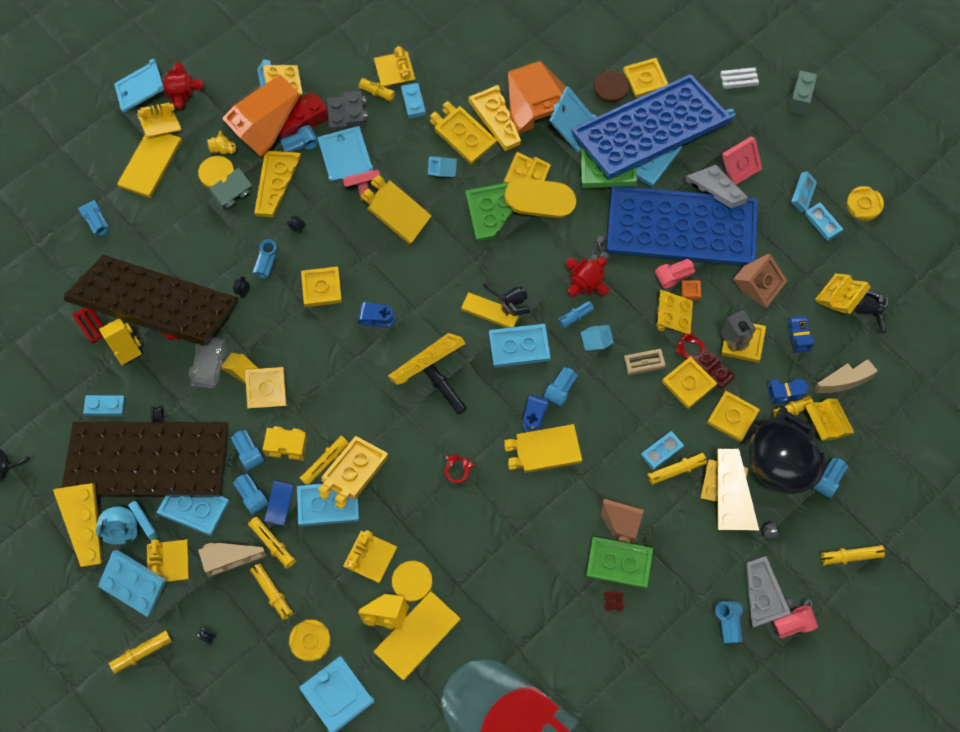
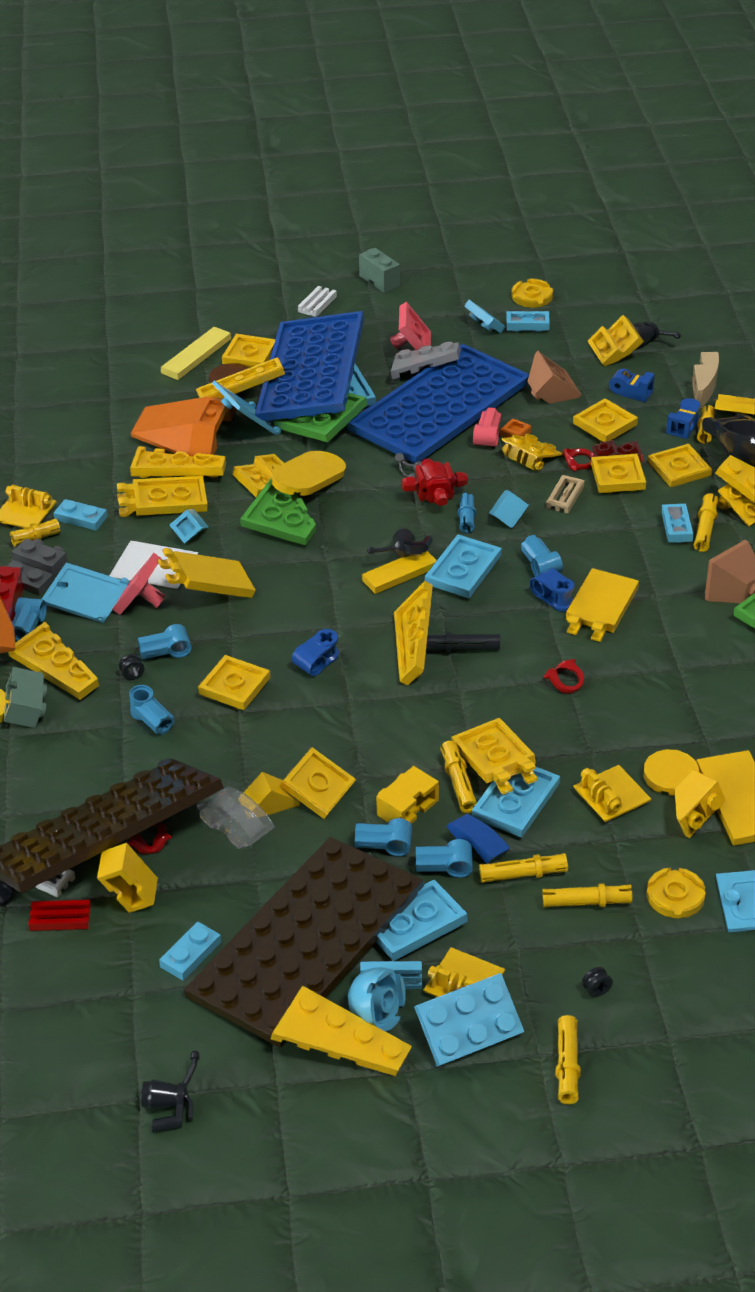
camera: 55 degrees left, 25 degrees down
(157, 414) = (255, 898): black bush -> none
(224, 557) = (506, 915): tan slope -> none
(241, 287) = (163, 747): black plate -> none
(331, 230) = (171, 641): none -> dark azure piece
(401, 168) = (134, 558): none -> white sticker
(602, 96) = (244, 379): none -> yellow tile
(622, 48) = (195, 353): none -> light yellow tile
(738, 331) = (601, 403): dark grey brick -> none

